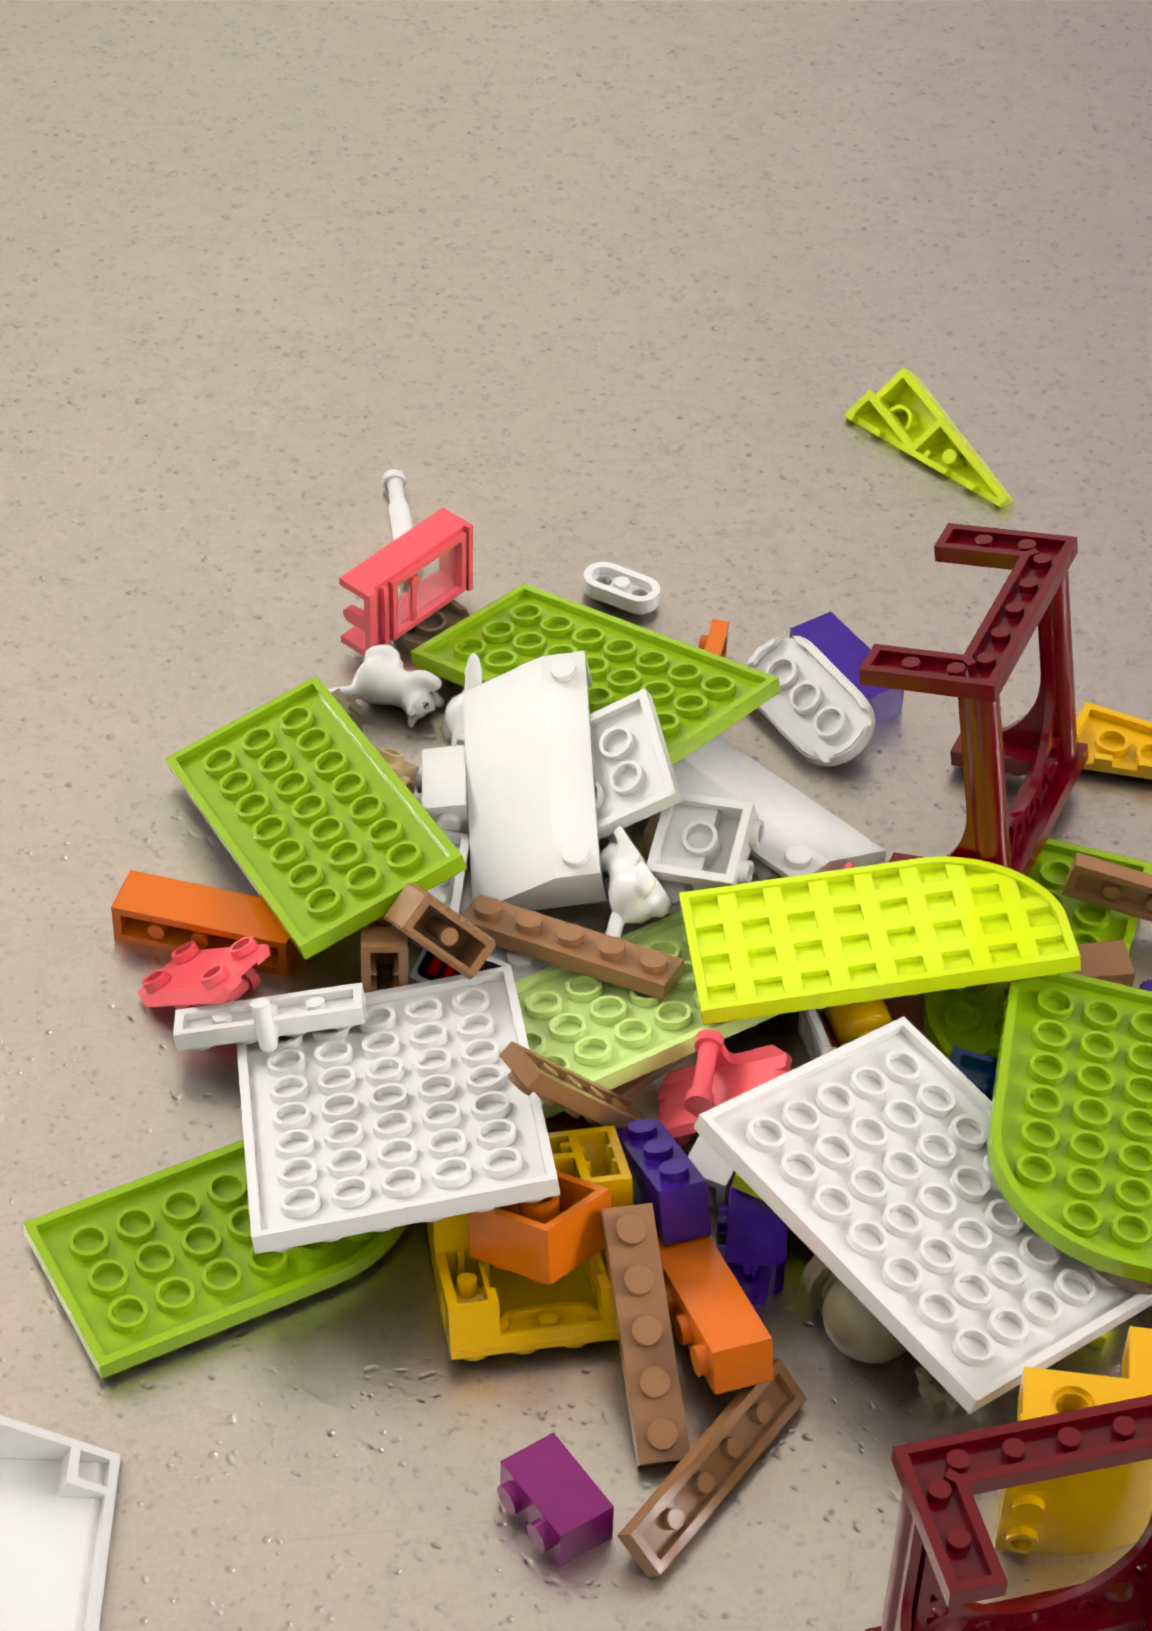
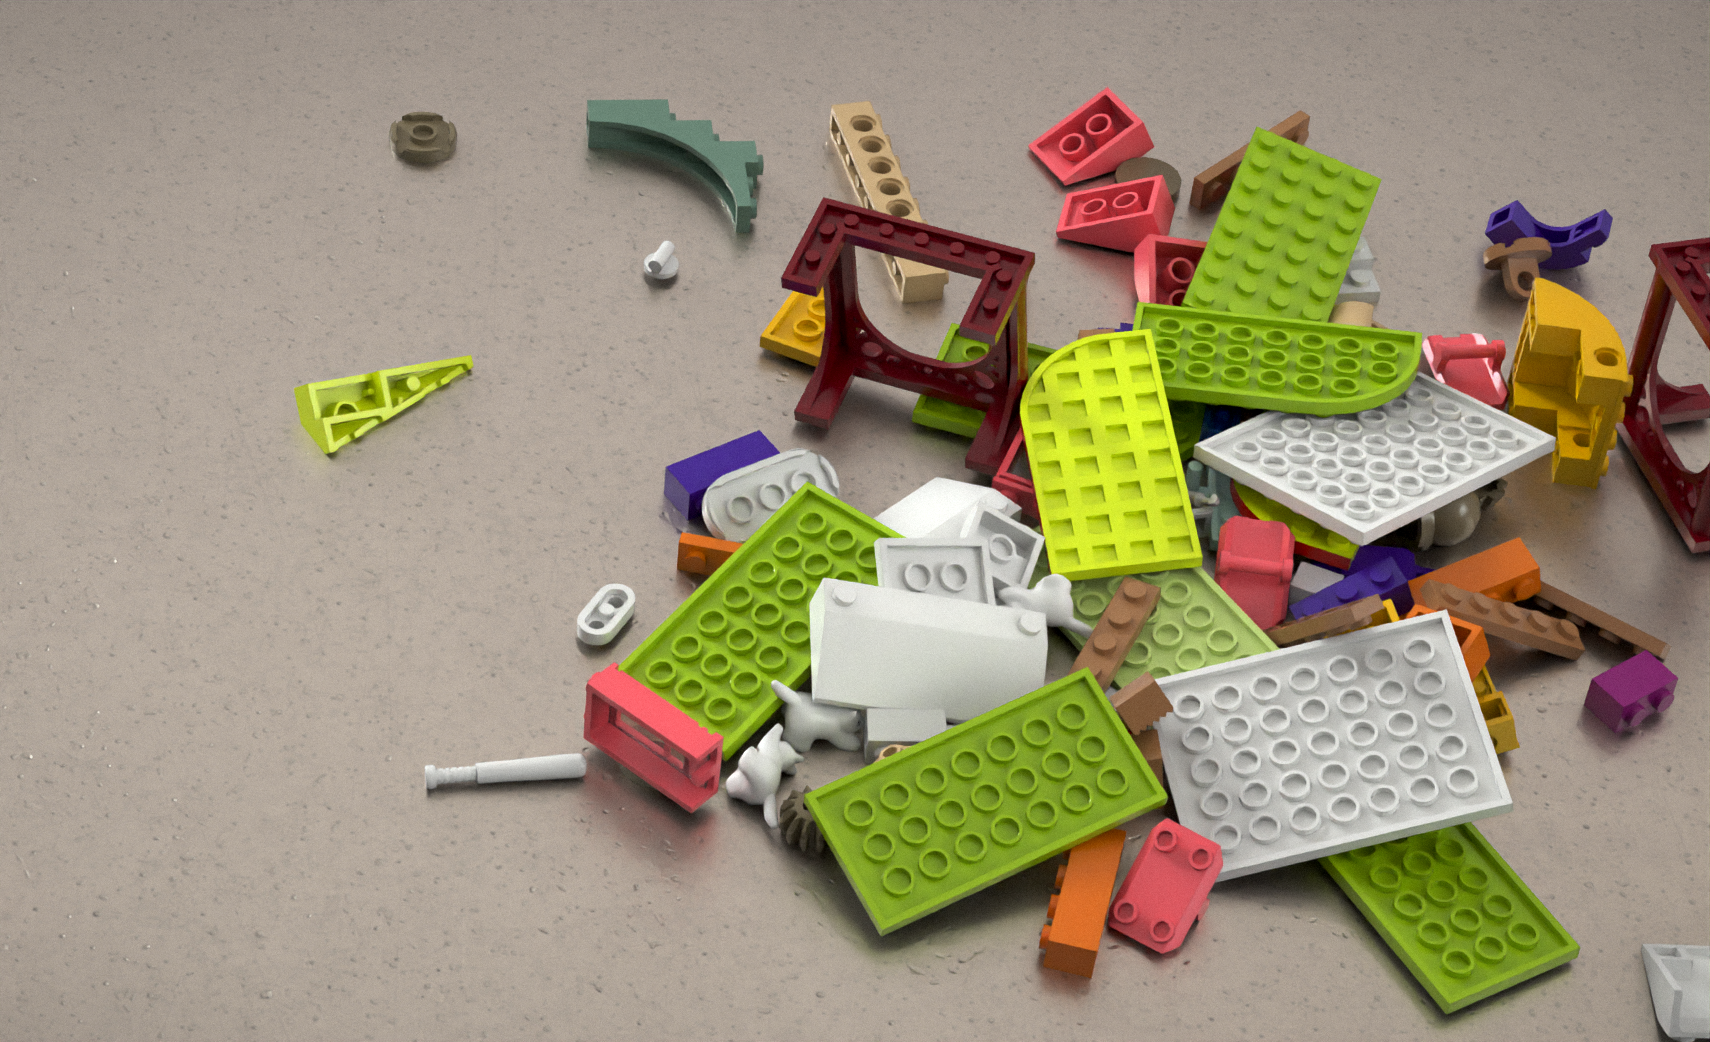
camera: 95 degrees left, 0 degrees up
(269, 1017) = (1220, 823): white plate -> none

